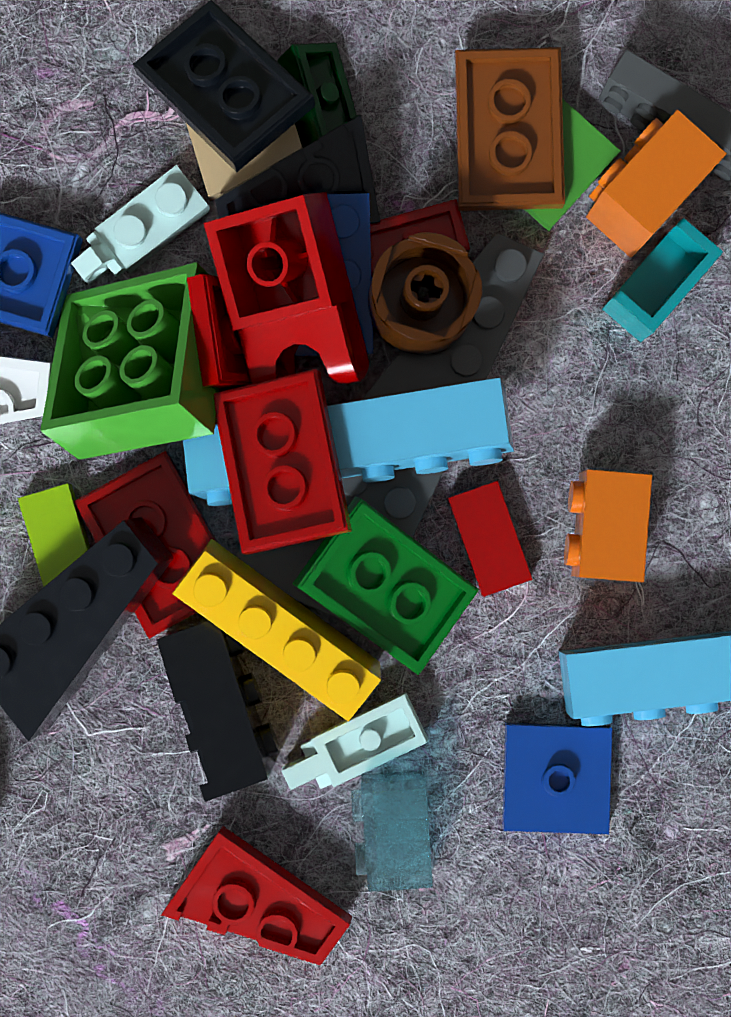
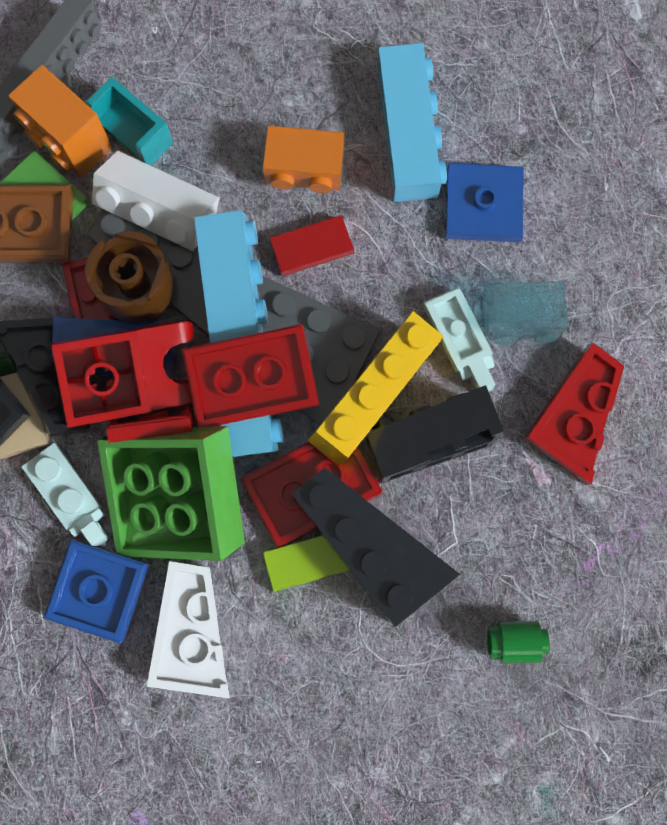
camera: 90 degrees left, 10 degrees down
(387, 586) = (346, 312): green tile -> none
(545, 319) = (151, 198): none -> white brick

